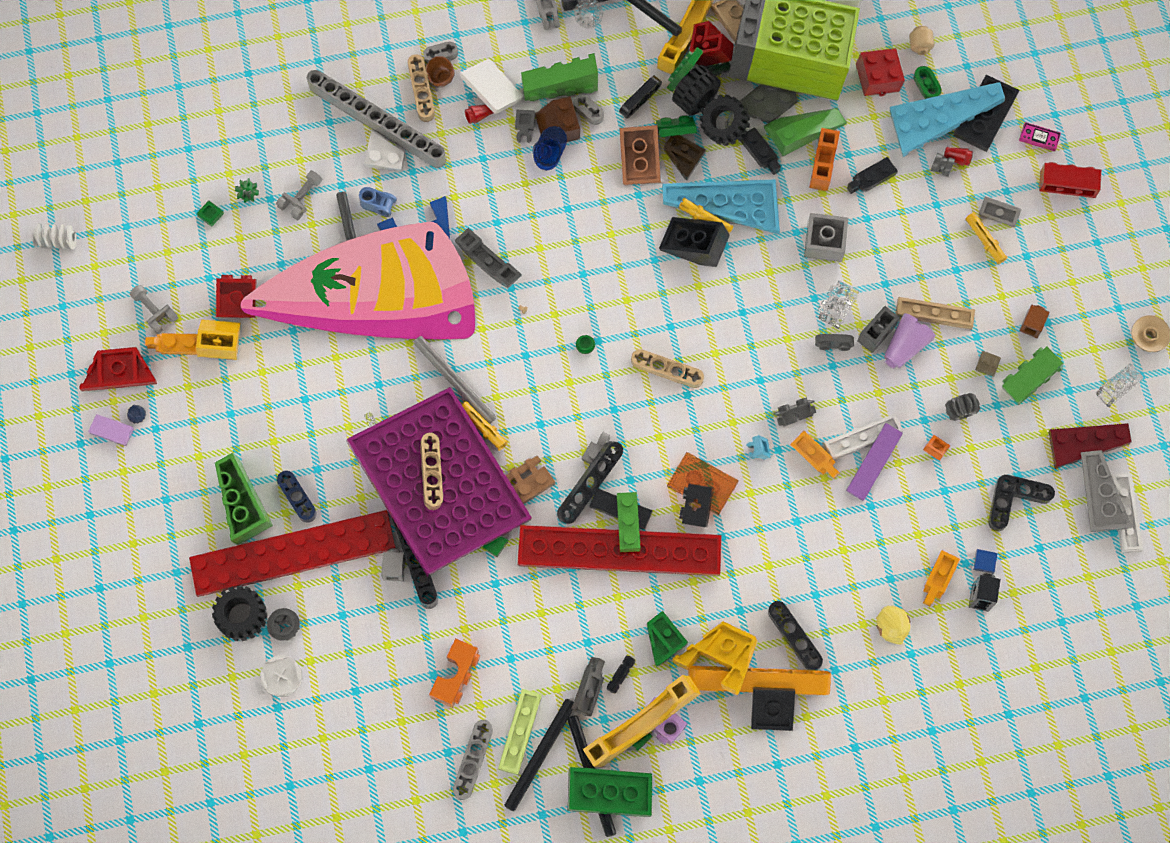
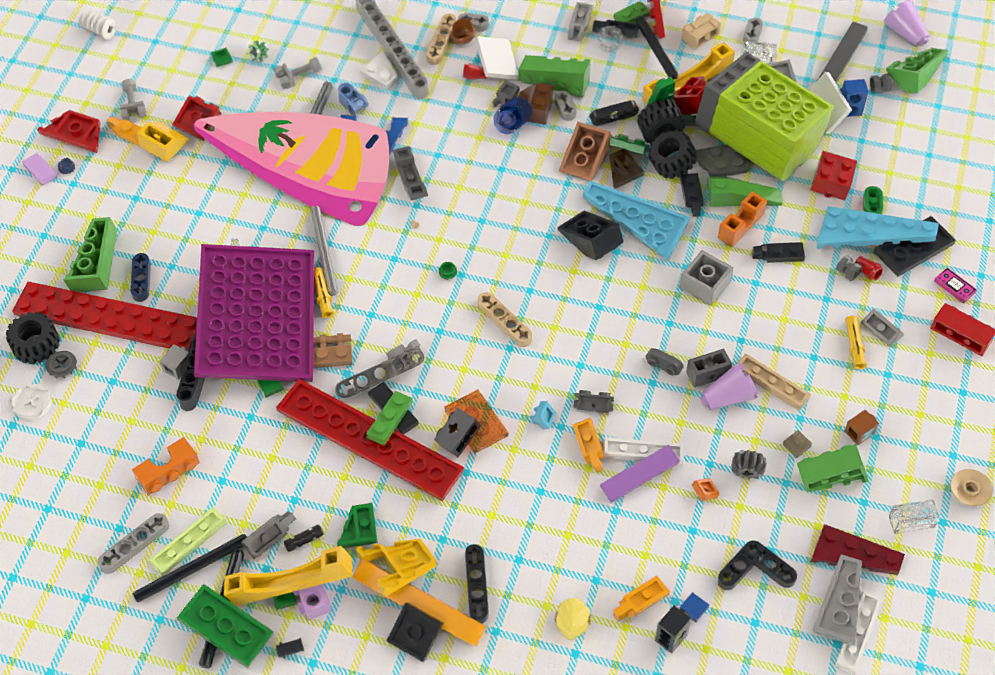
camera: 30 degrees right, 15 degrees down
(431, 471) = (254, 300): tan beam -> none
(674, 779) = (289, 648): none -> black pin
(699, 213) = (606, 212): yellow pin -> none
(840, 305) = (686, 338): clear brick -> none
(921, 40) = (887, 167): tan head -> none

